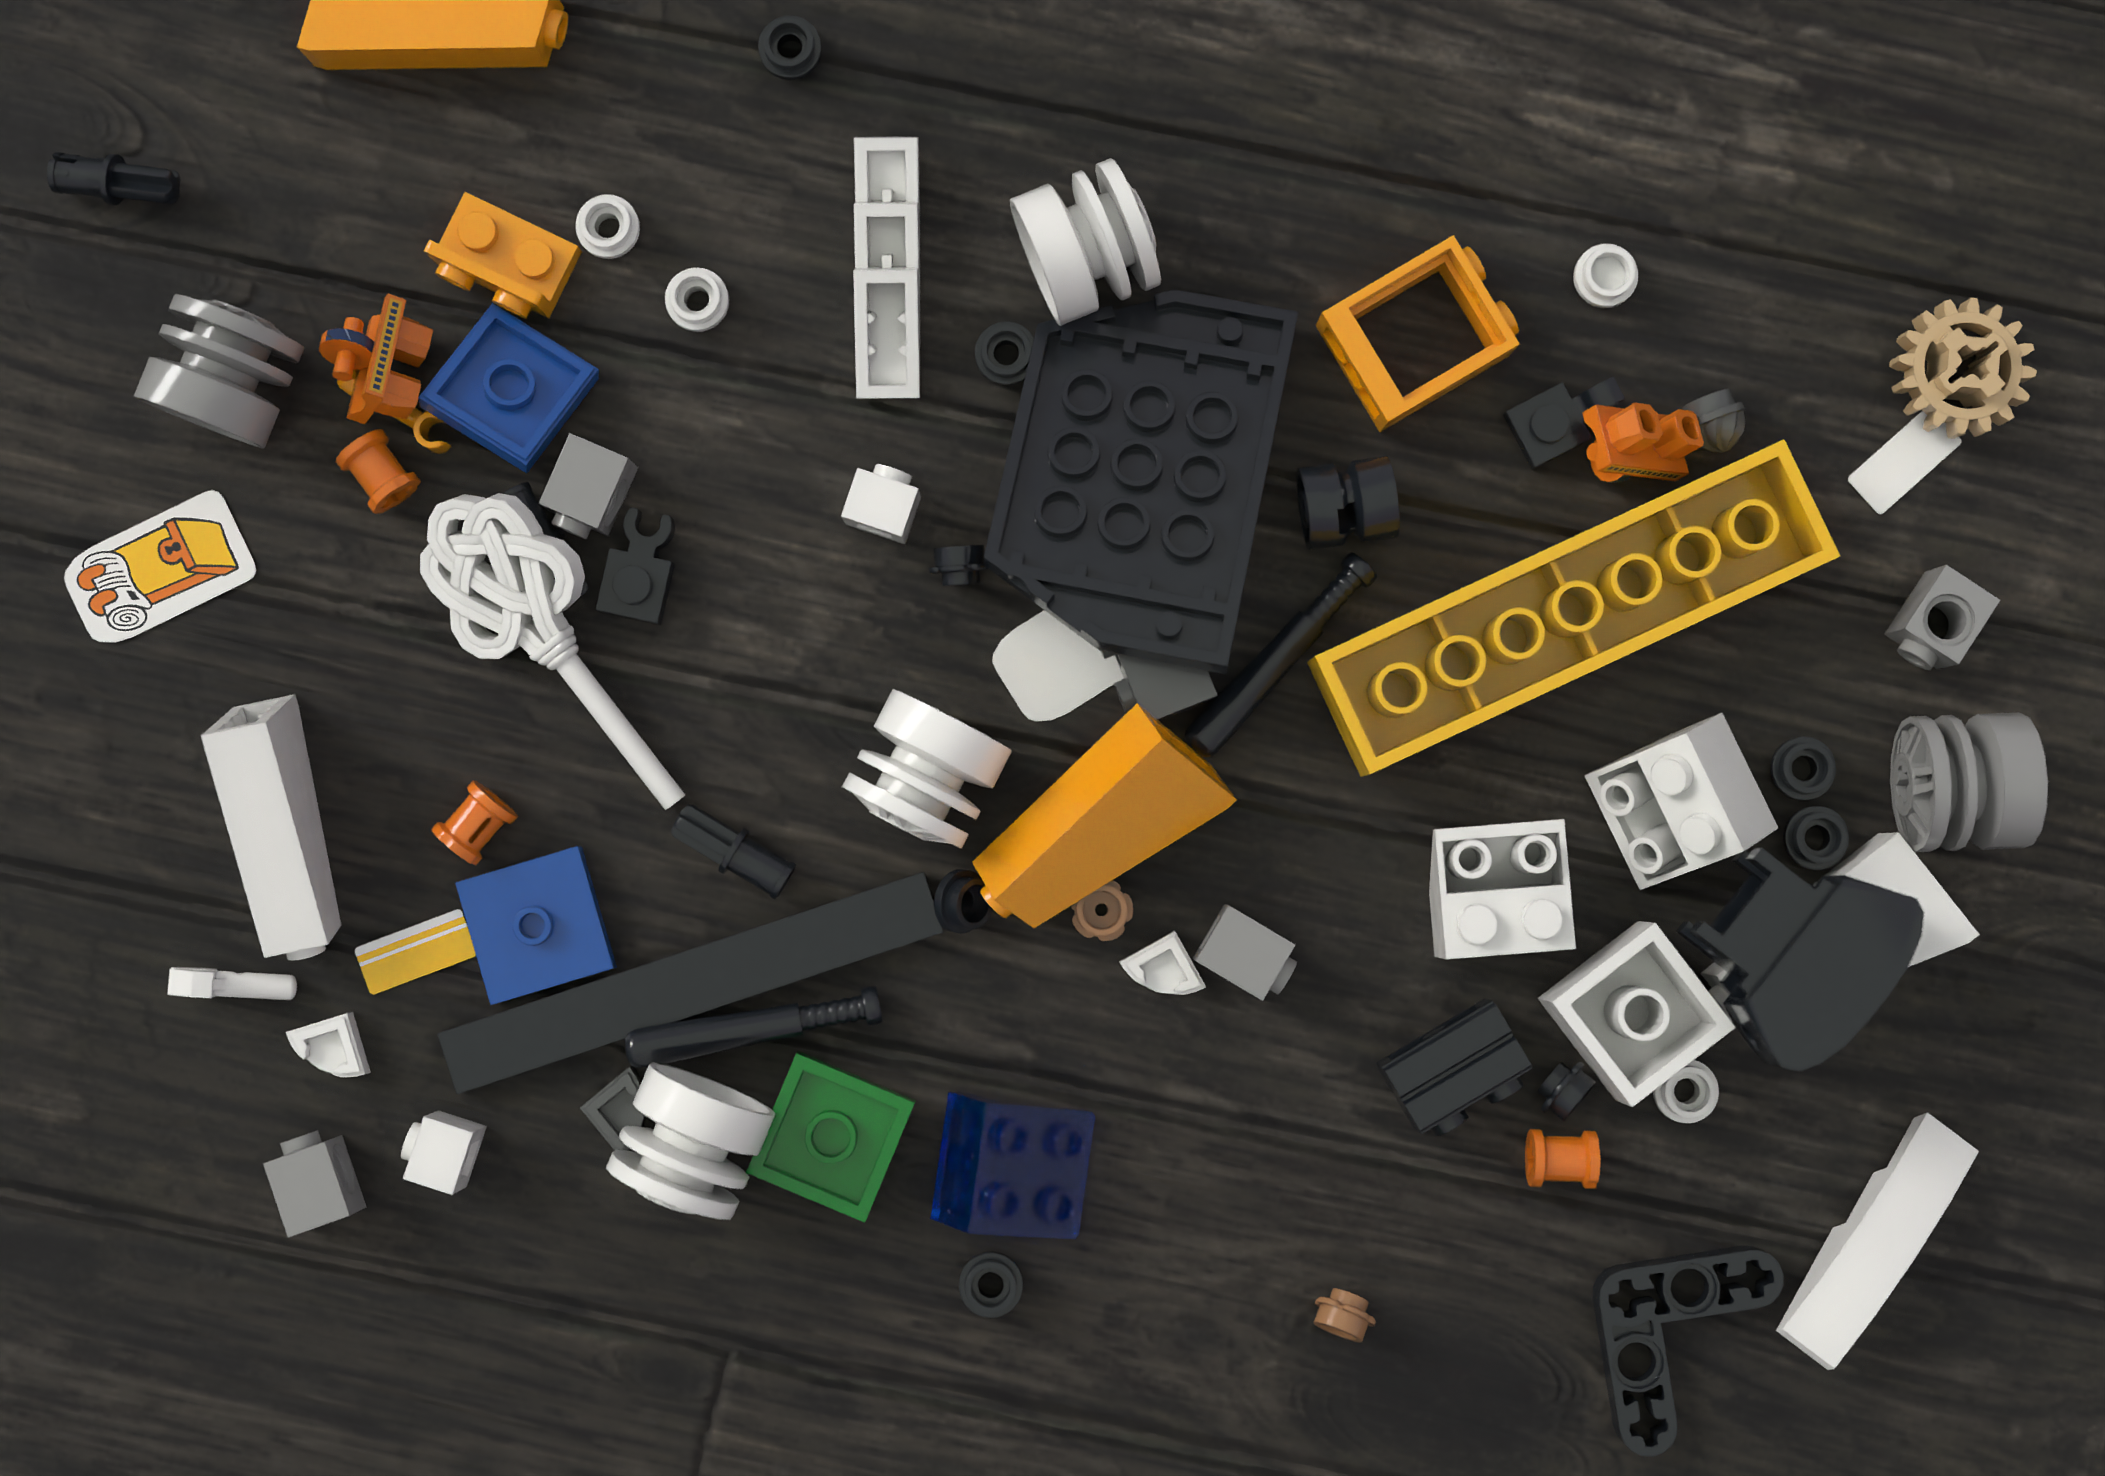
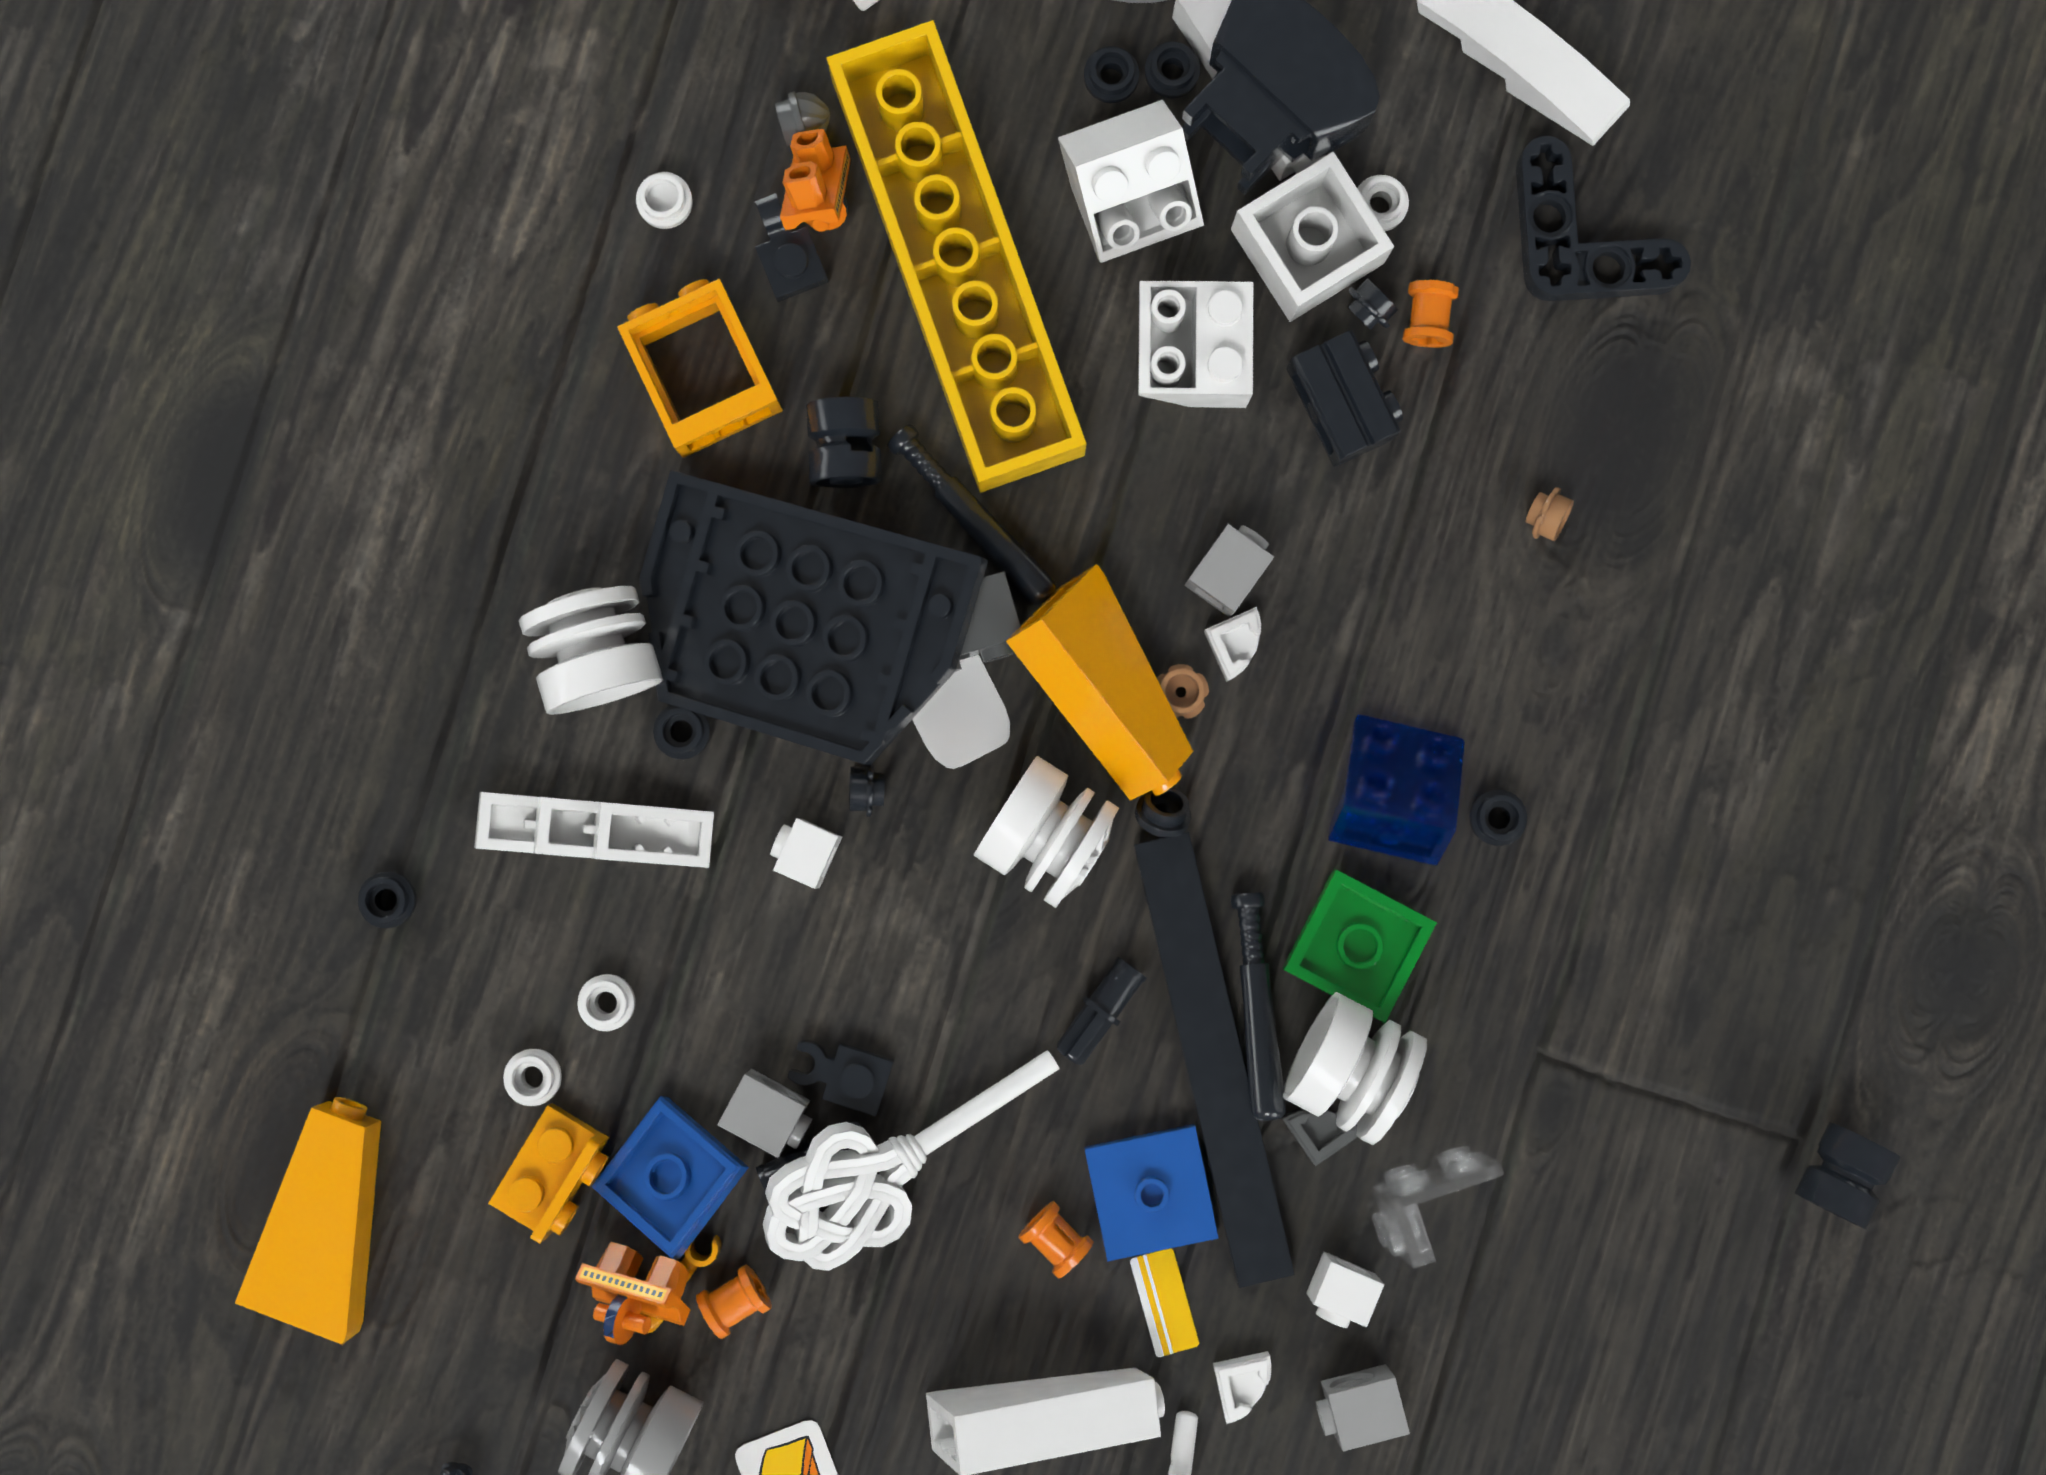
camera: 85 degrees left, 0 degrees up
(564, 1218) = (1399, 1219): none -> clear bracket

